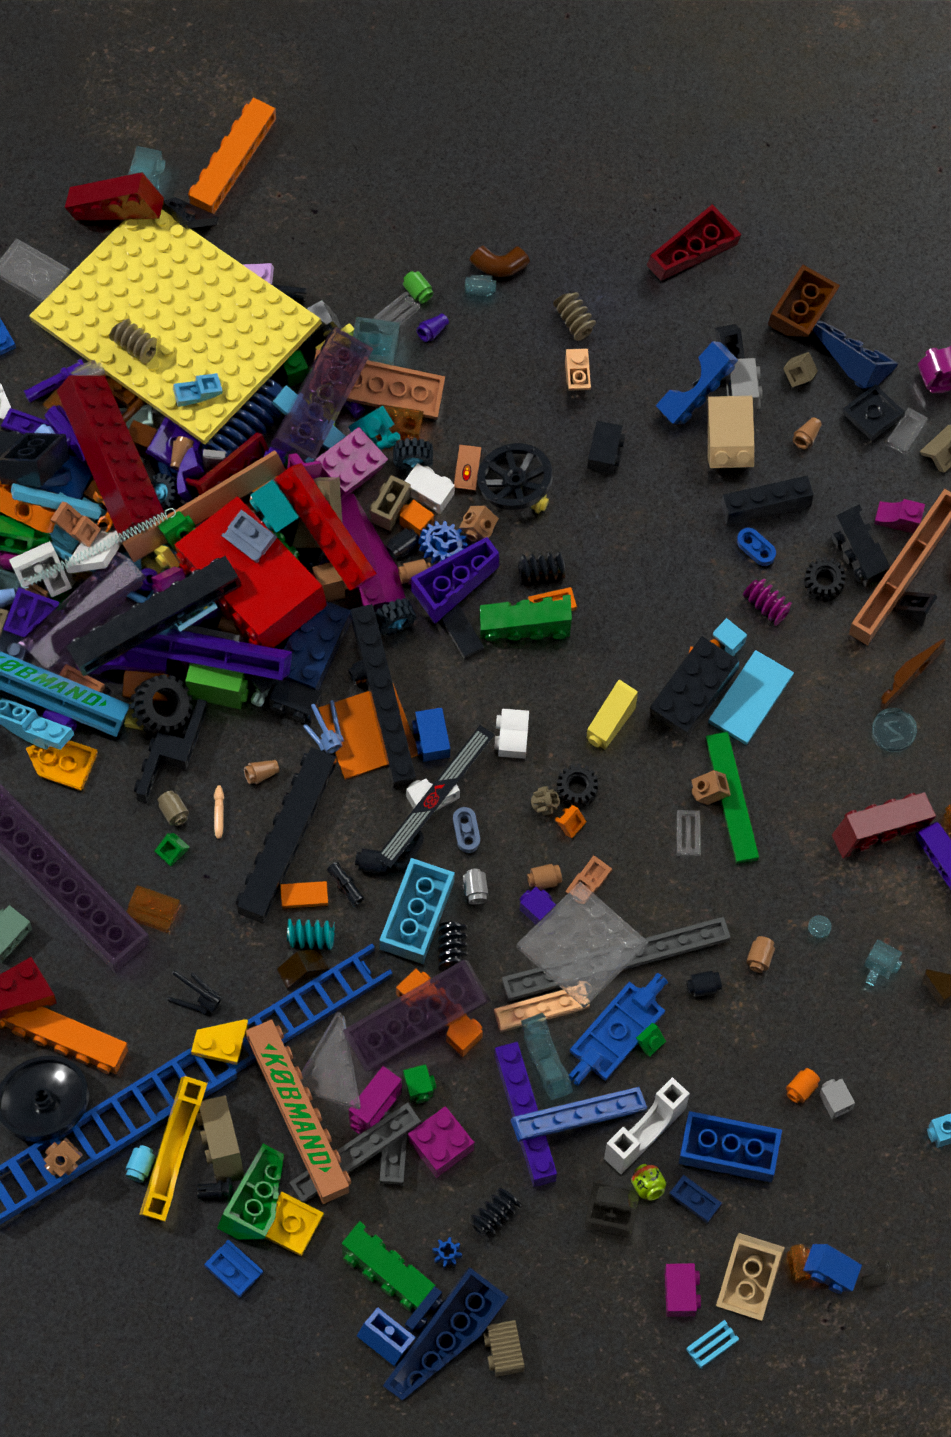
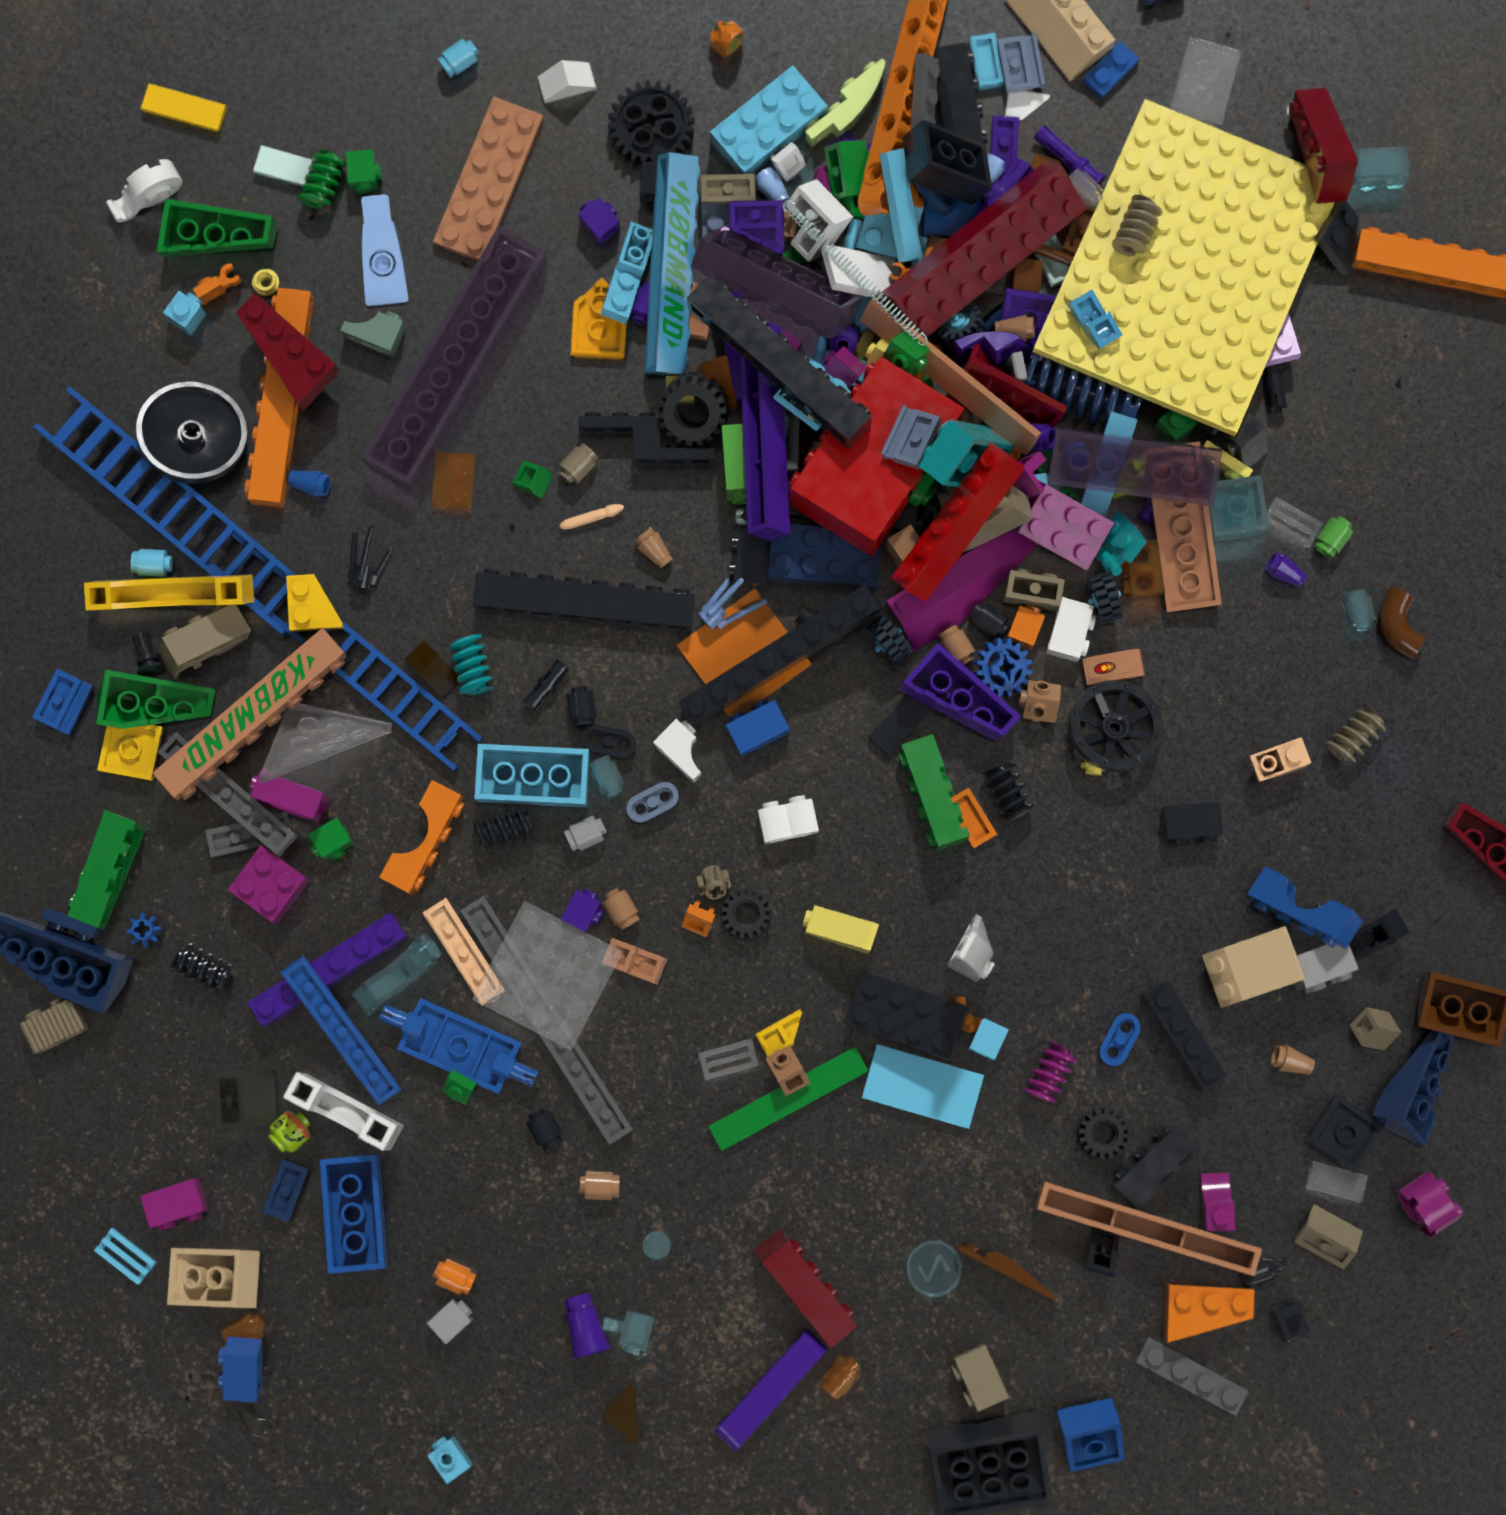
camera: 75 degrees right, 15 degrees up
(66, 1150) = (119, 475): medium nougat brick -> none
(75, 524) = (879, 237): nougat slope -> none
(115, 1019) = (310, 482): none -> blue cone
(304, 894) = (520, 643): orange tile -> none
(385, 1336) = (27, 891): blue brick -> none
(416, 1015) = (397, 813): clear purple brick -> none
(435, 796) = (677, 754): black sticker -> none
(436, 856) = (607, 777): none -> clear light blue brick
(658, 618) = (973, 952): none -> white wedge
(679, 789) = (779, 1034): none -> yellow tile
(869, 996) = (585, 1326): none -> dark purple plant

